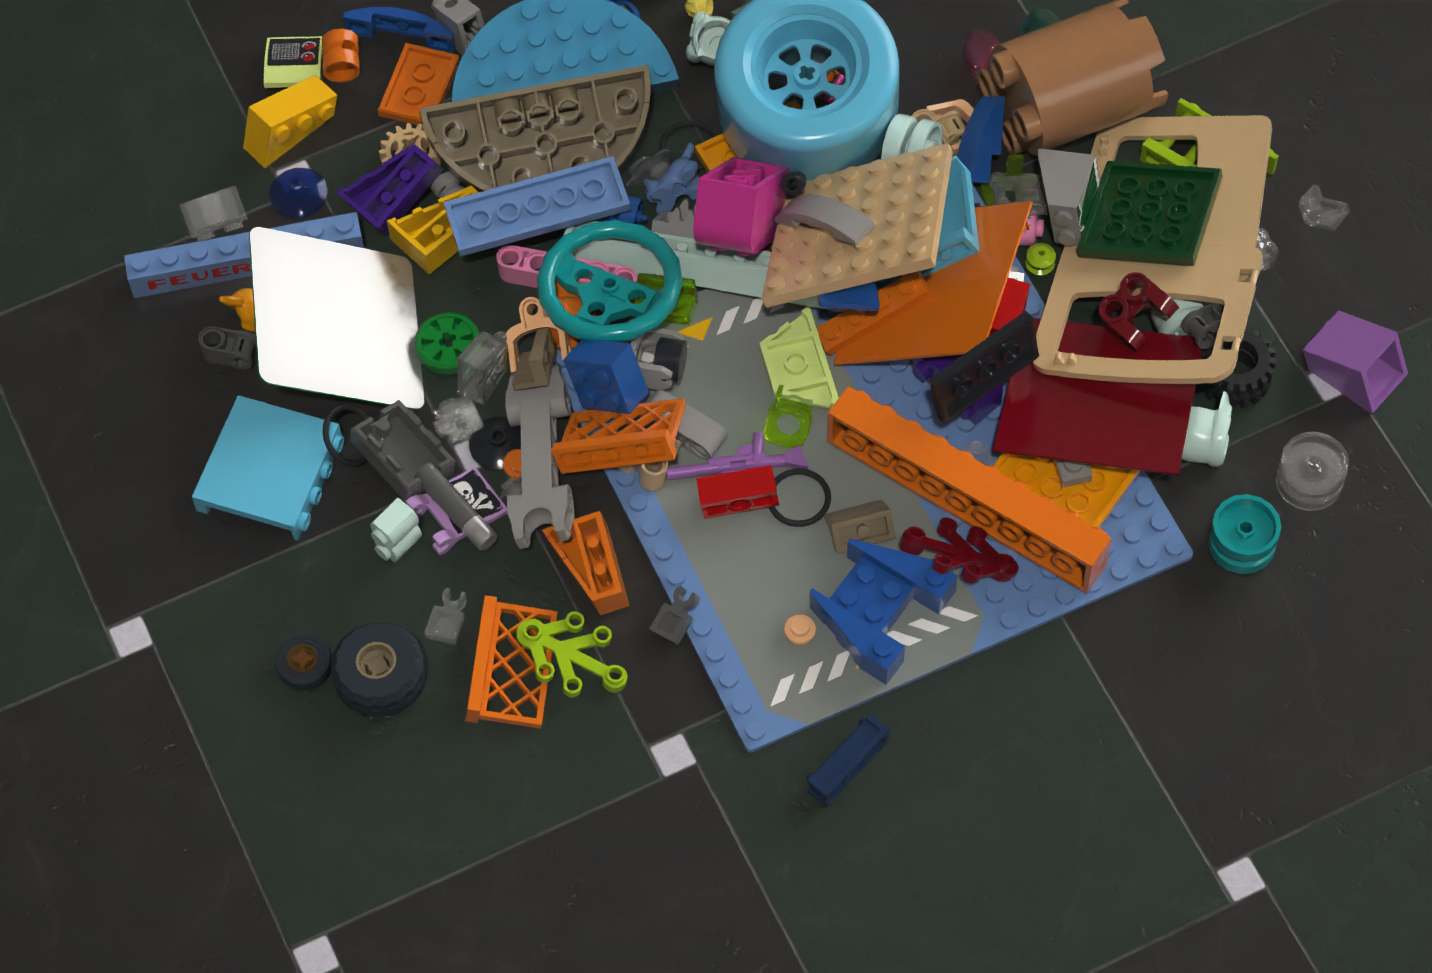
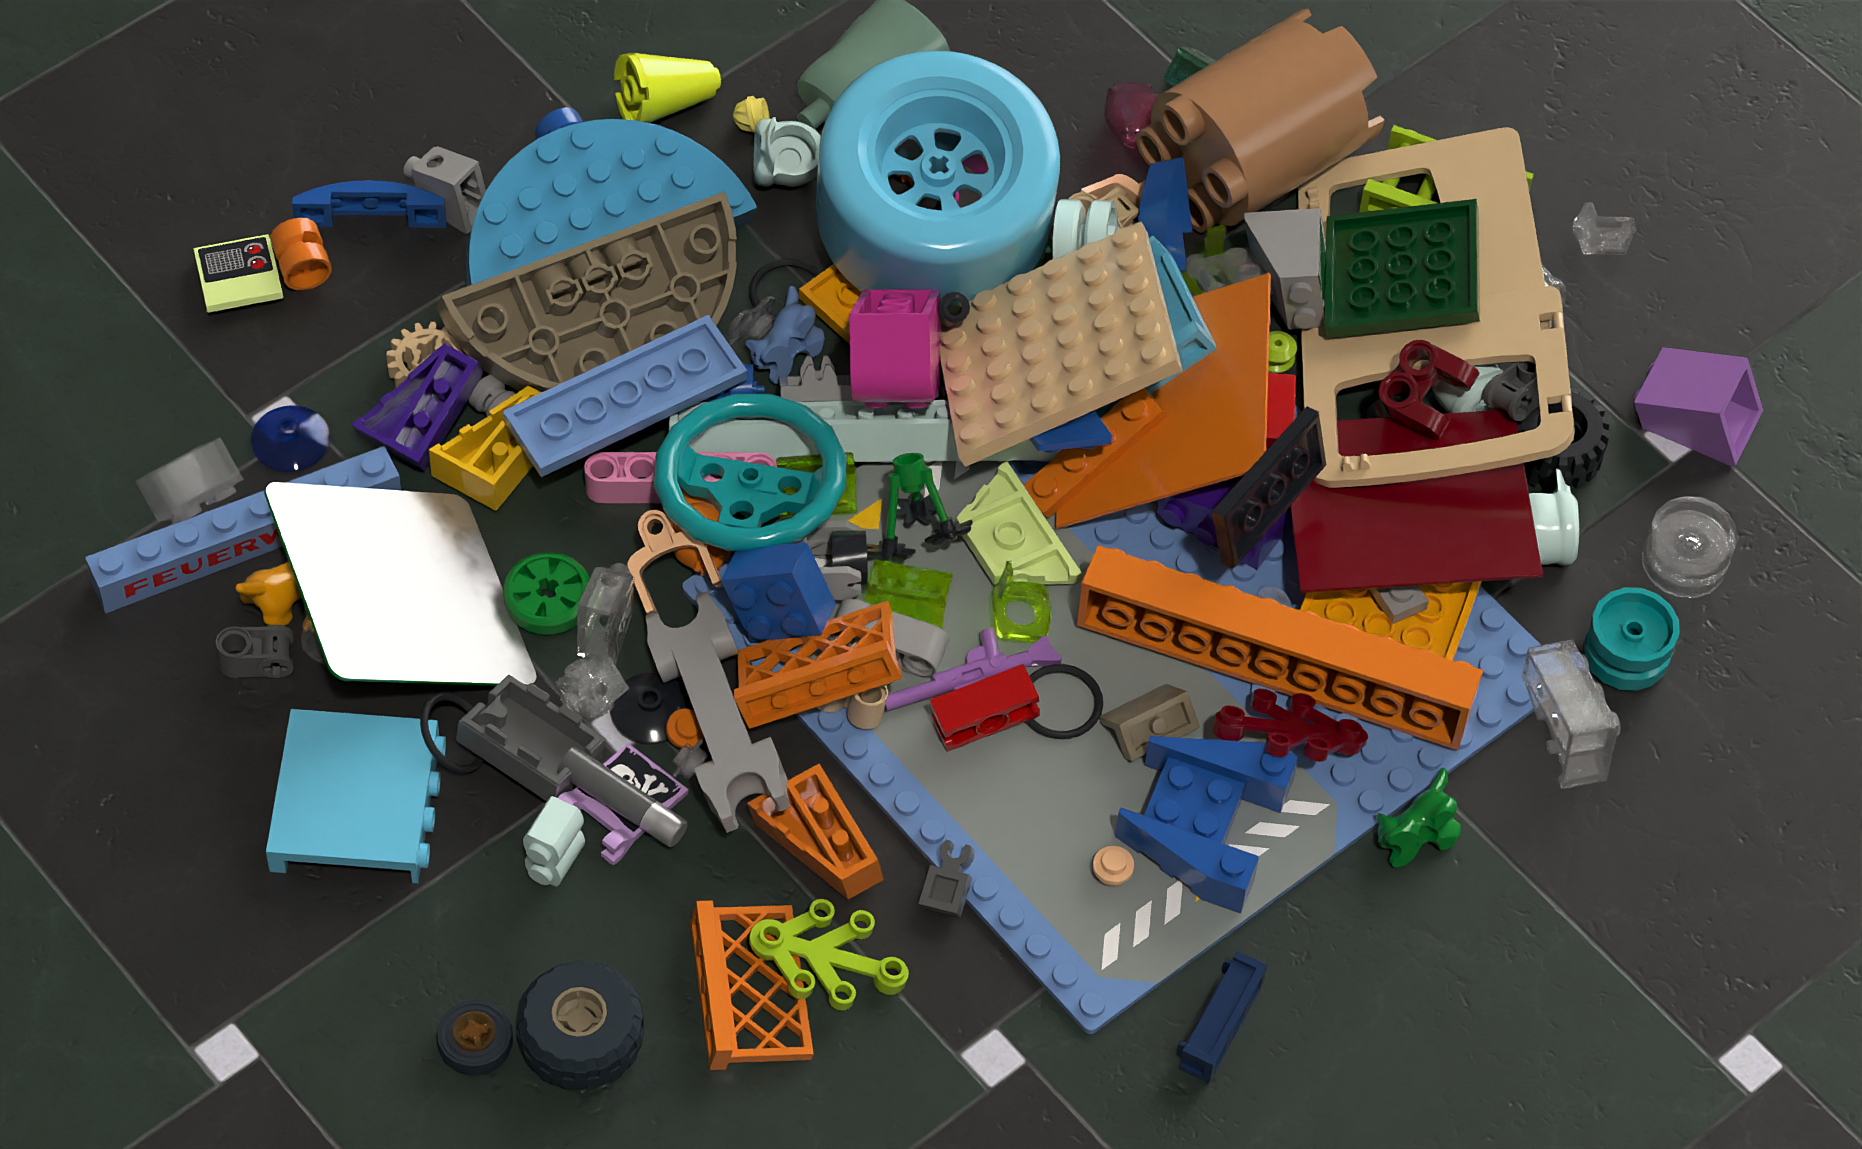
camera: 20 degrees left, 5 degrees down
(287, 118) = (252, 346): yellow wedge -> none
(417, 82) = (411, 274): orange tile -> none
(446, 621) = (649, 945): clear plate -> none
(536, 366) = (678, 599): dark tan panel -> none
(709, 393) = (910, 590): none -> clear neon green bracket
(727, 307) = (911, 476): none -> plant
(827, 213) = (1042, 338): light grey slope -> none
(1043, 643) = (1423, 822): none -> green animal
(1180, 582) = (1574, 711): none -> clear wedge

